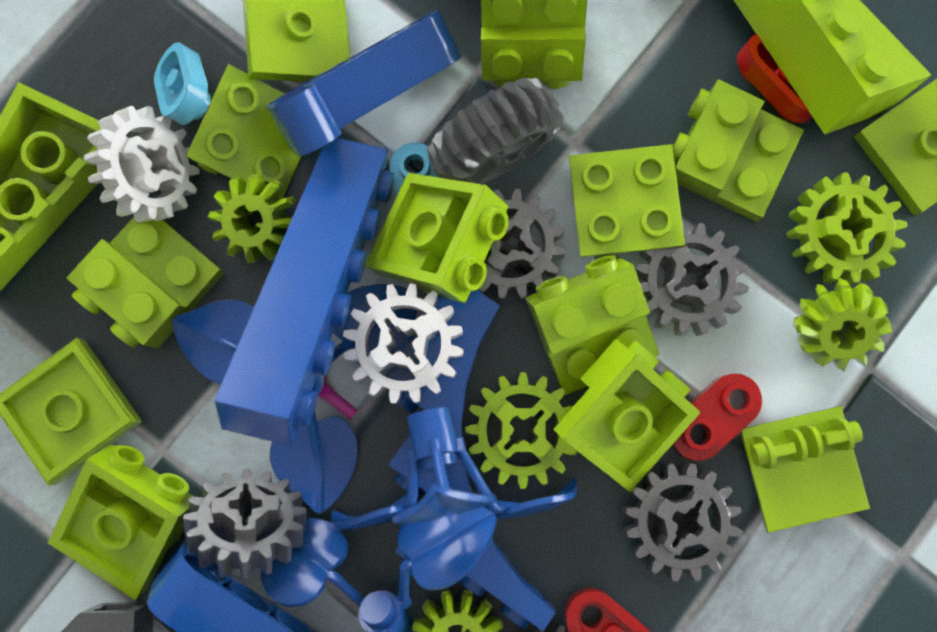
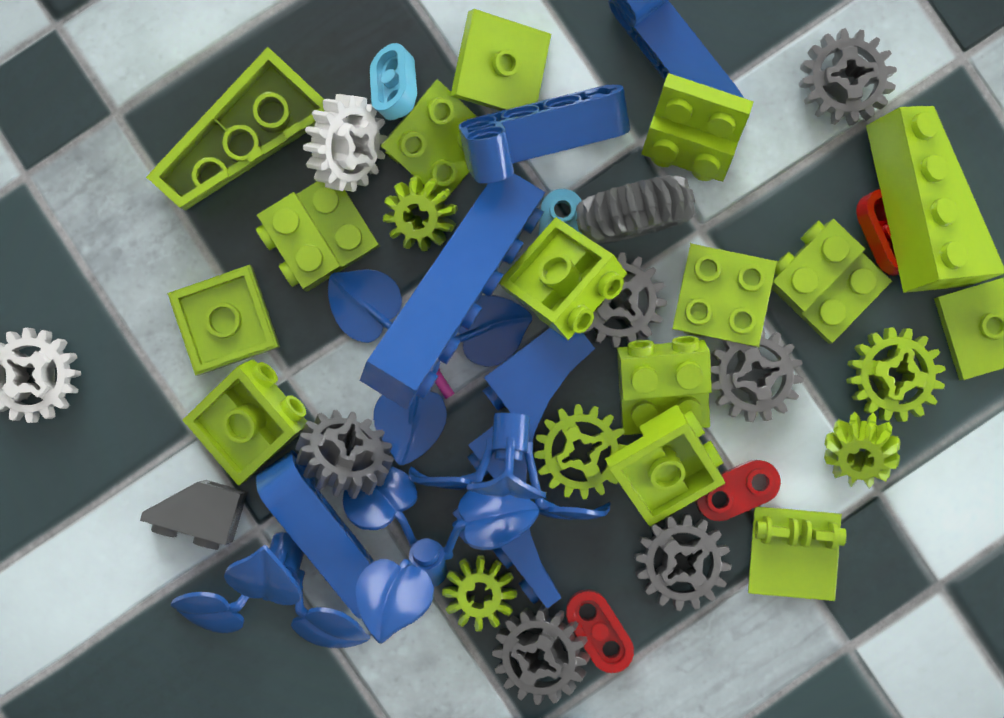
camera: 15 degrees right, 5 degrees up
(381, 357) = (530, 349): white gear -> none

